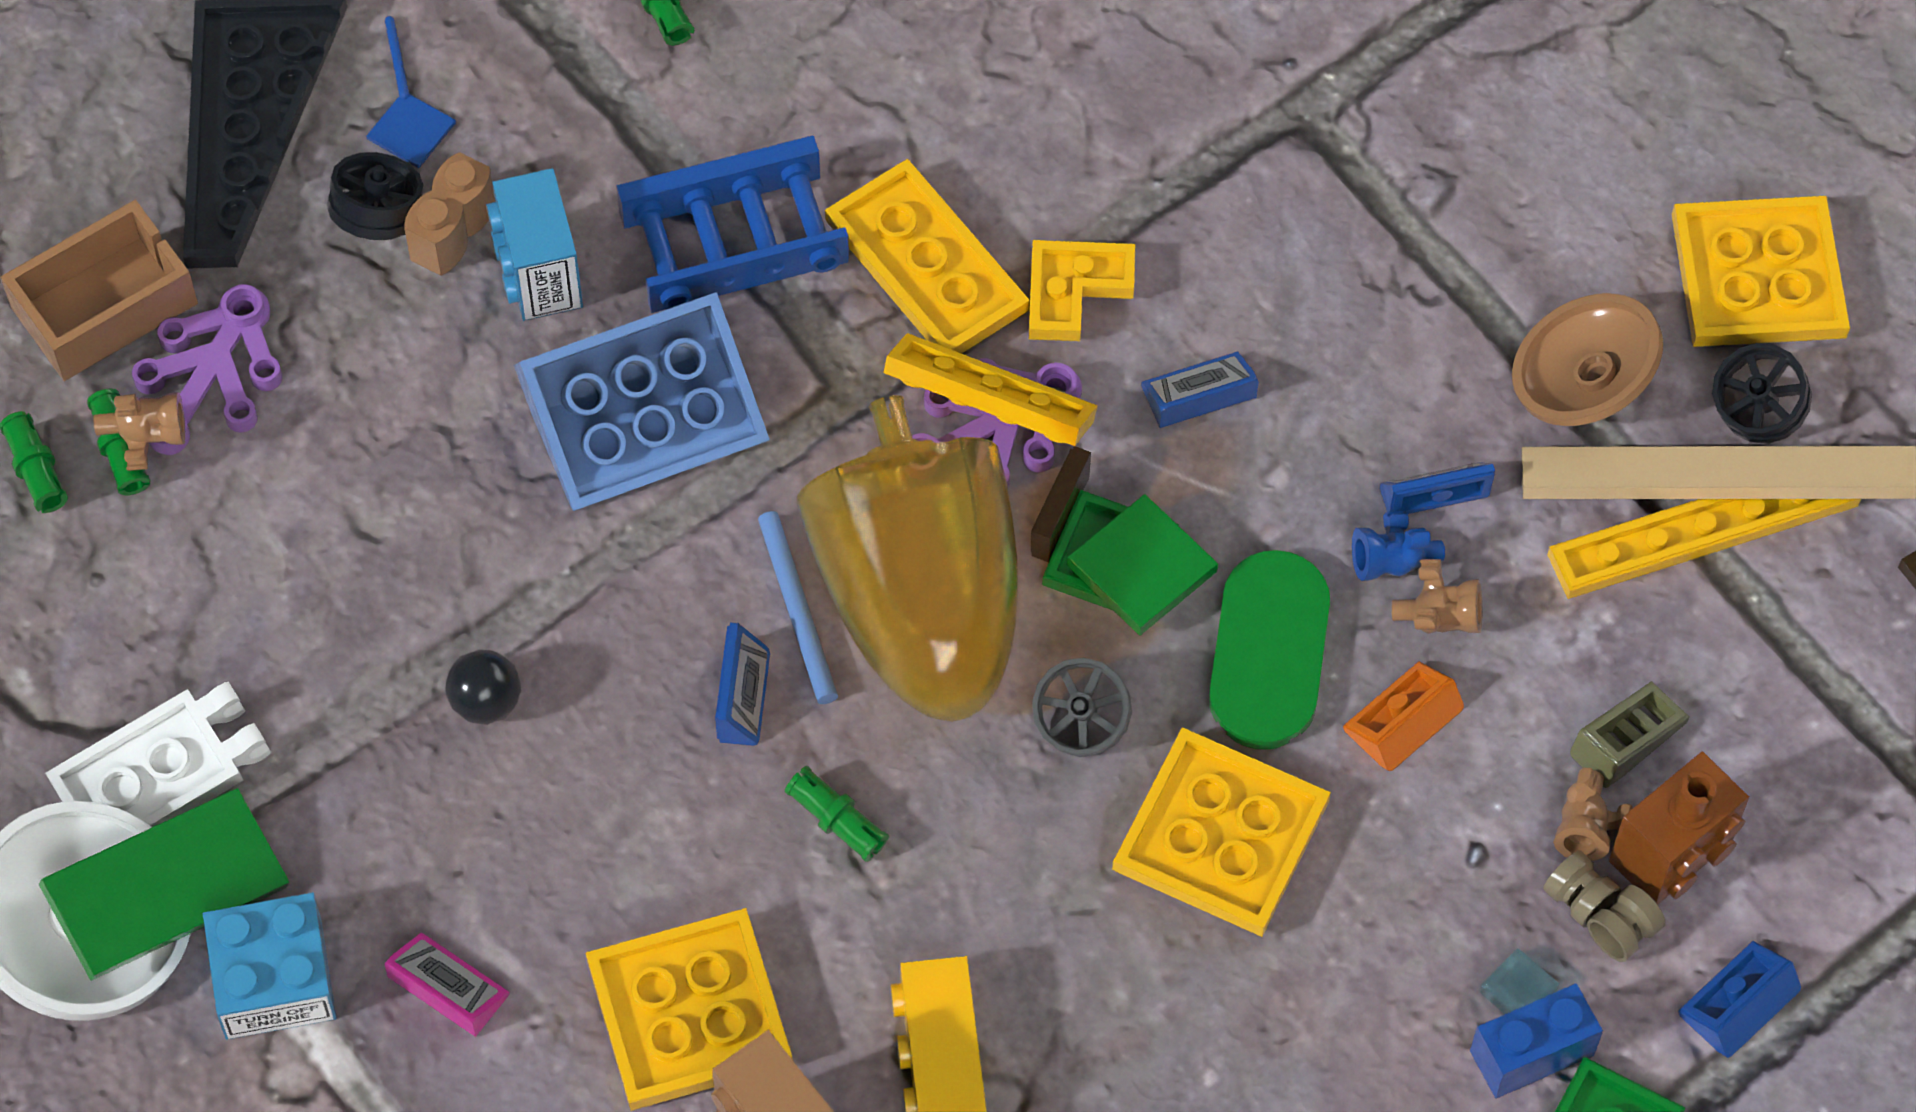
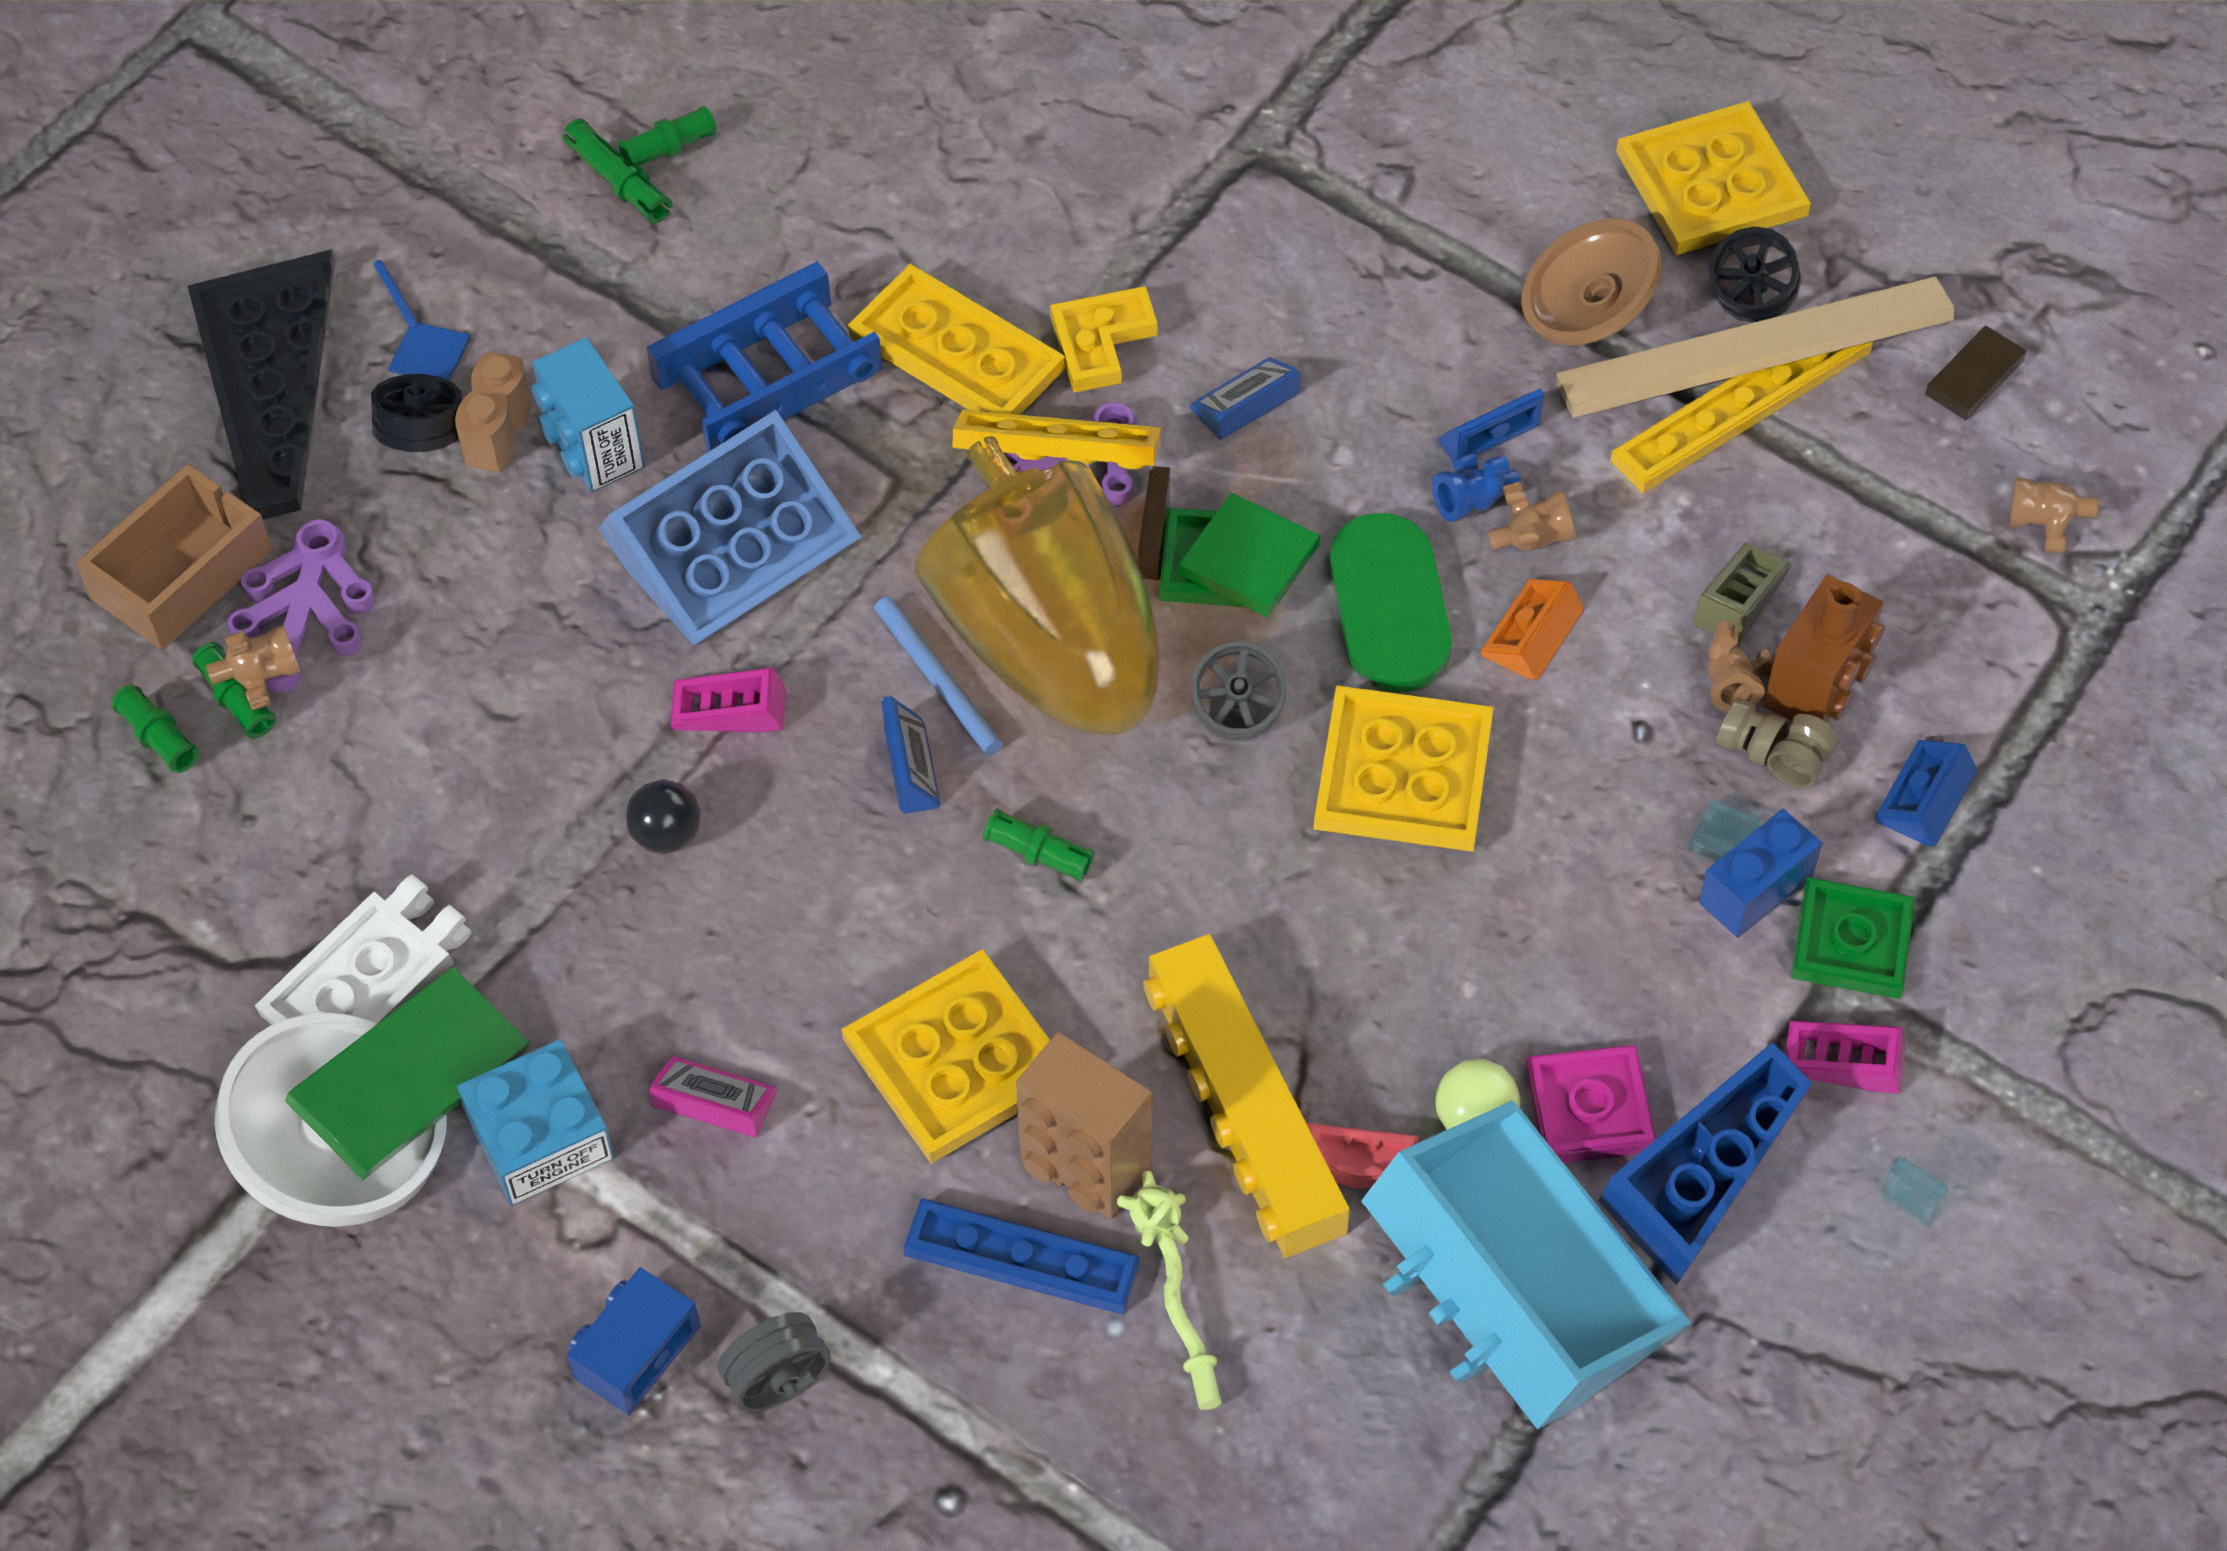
camera: 15 degrees left, 5 degrees down
(617, 593) = (750, 717): none -> dark pink slope

